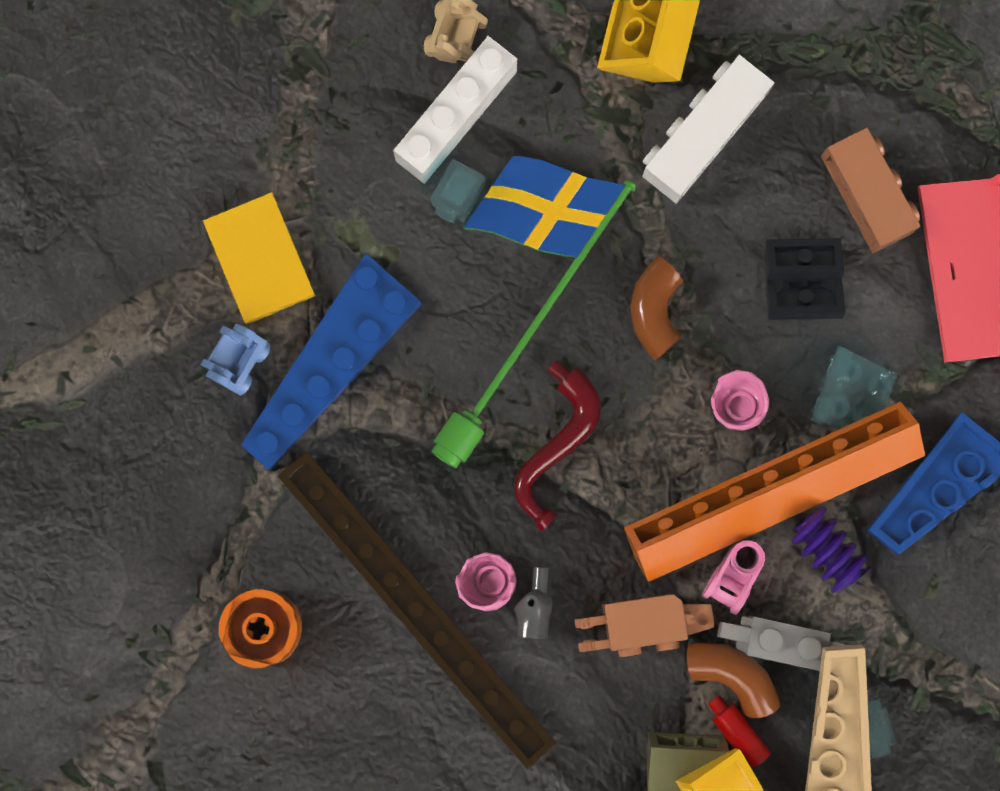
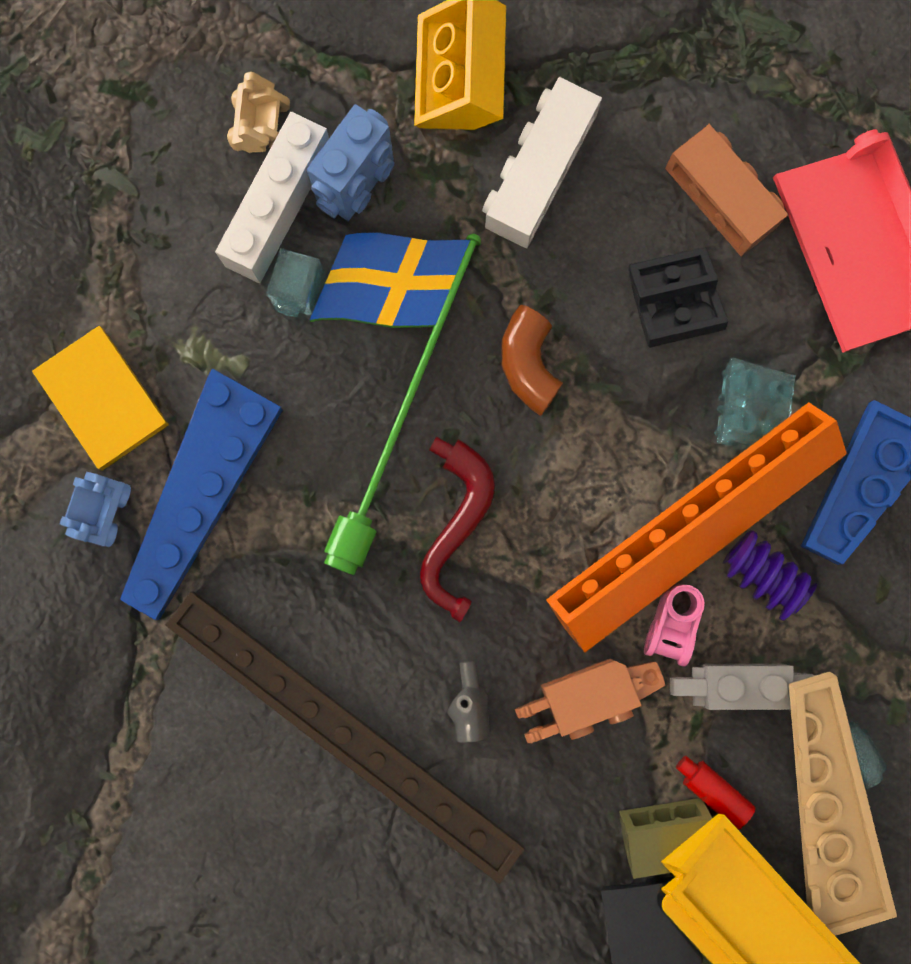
camera: 10 degrees left, 0 degrees up
(242, 640) = (161, 811): orange brick -> none
(486, 582) = (411, 690): bright pink hair -> none
(533, 95) = (352, 163): none -> medium blue brick
(736, 671) = (702, 728): dark orange cylinder -> none
(740, 400) = (639, 437): bright pink hair -> none

